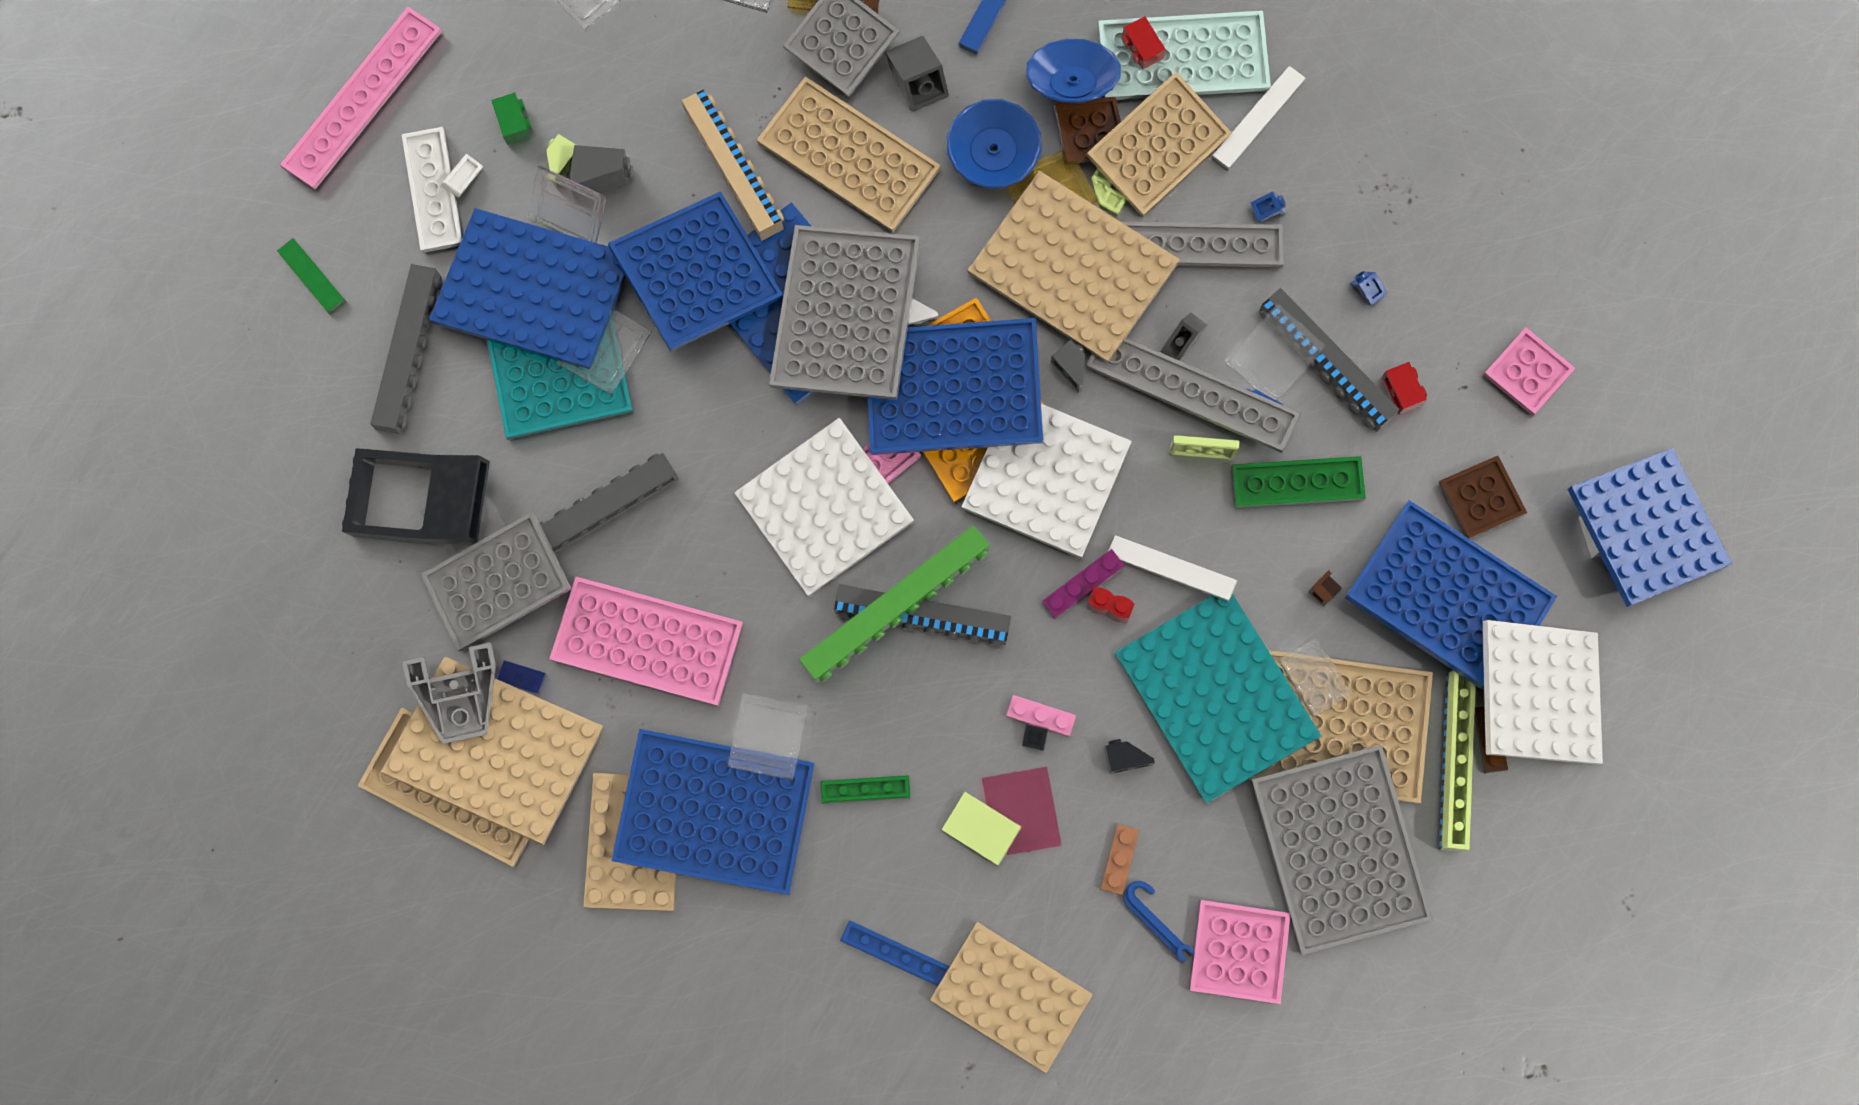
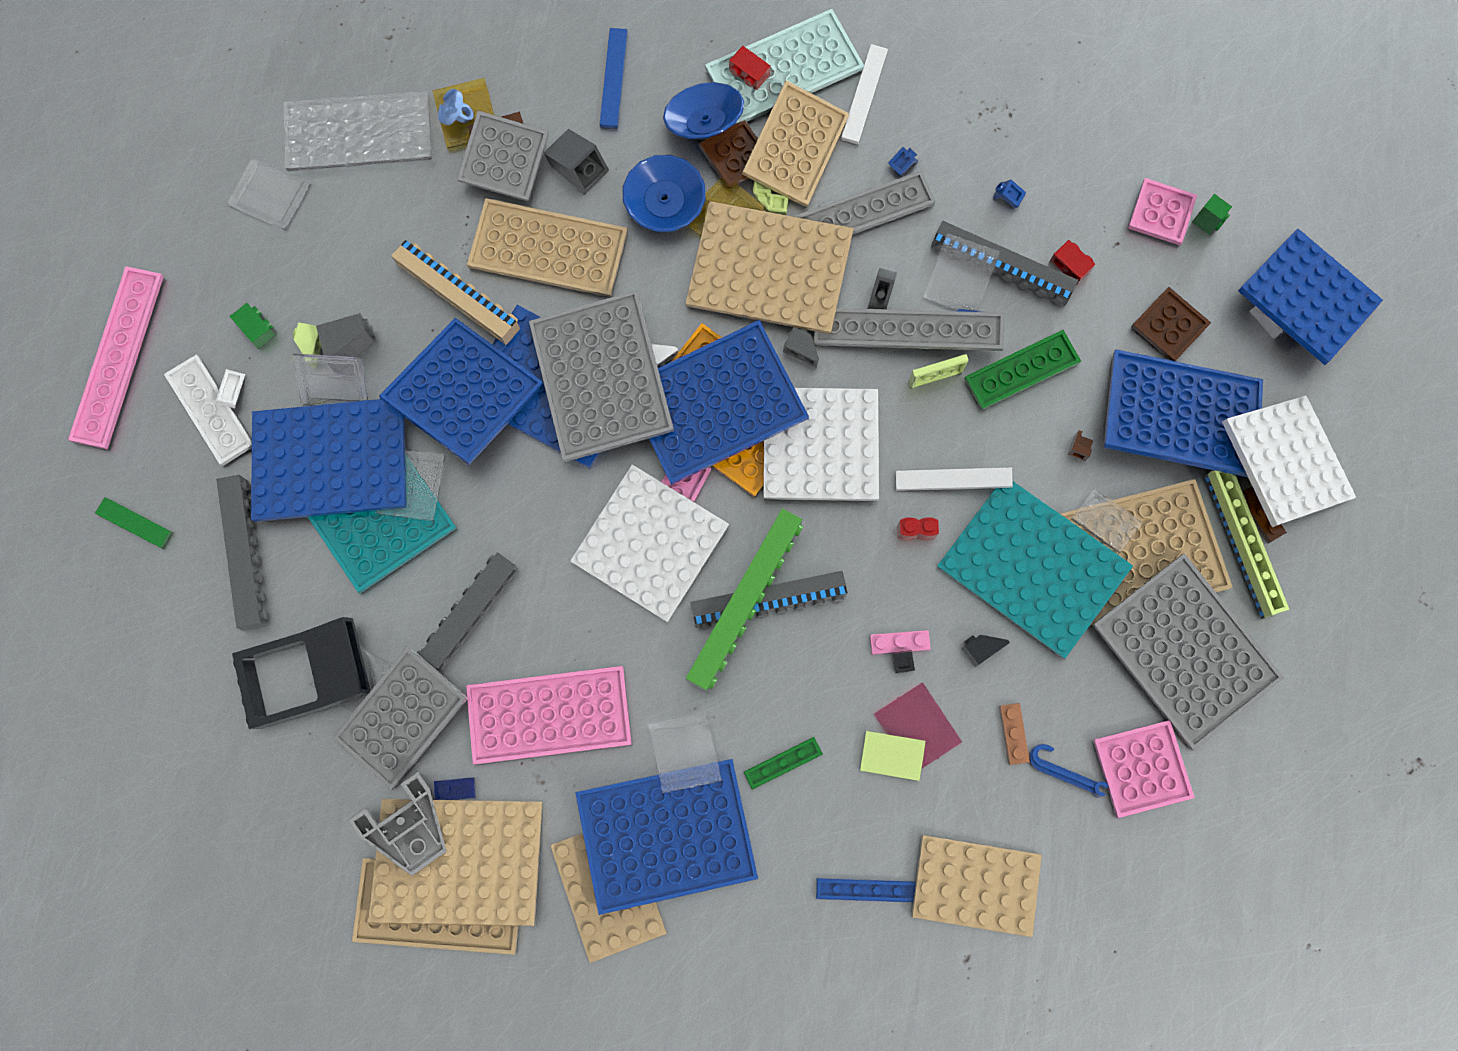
camera: 25 degrees left, 0 degrees up
(1083, 583) = (888, 520): magenta plate -> none
(1580, 396) = (1212, 214): none -> green brick

